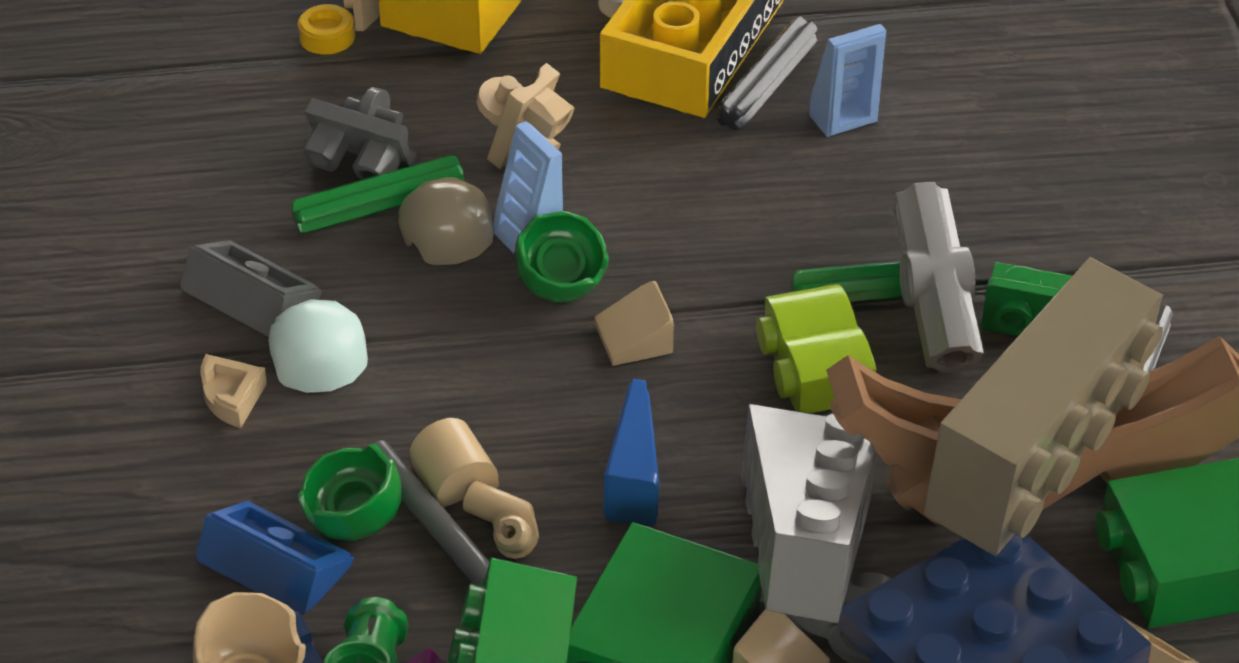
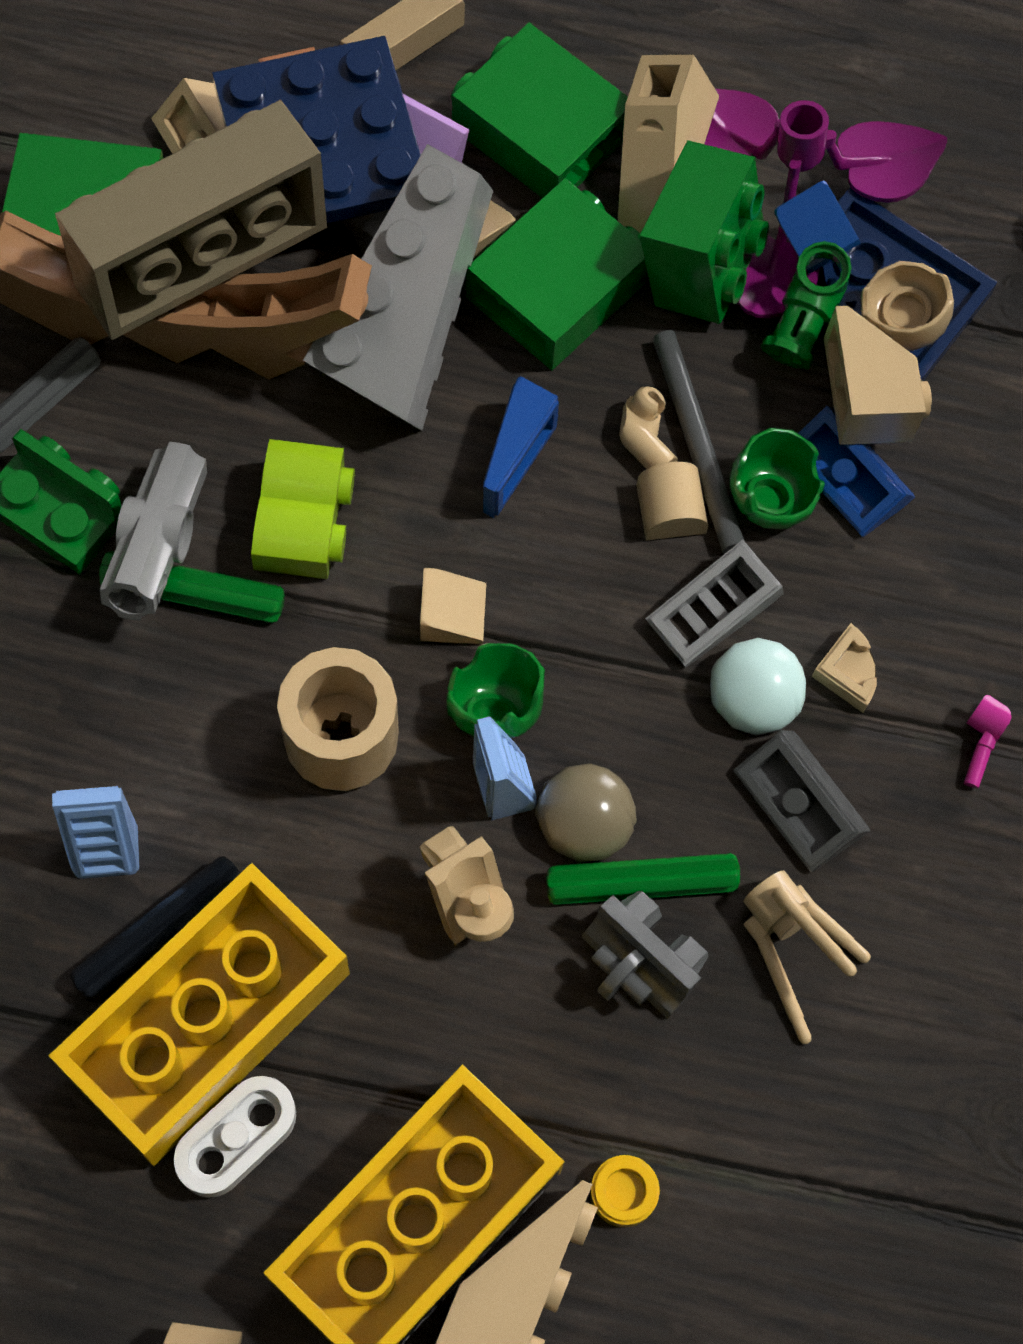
camera: 165 degrees left, 25 degrees up
(83, 378) = (991, 720): none -> dark pink hand
(246, 194) = (785, 909): none -> tan plant
(266, 553) = (873, 382): none -> tan slope
(372, 403) = (737, 558): none -> light grey slope
(689, 186) = (331, 689): none -> tan piece

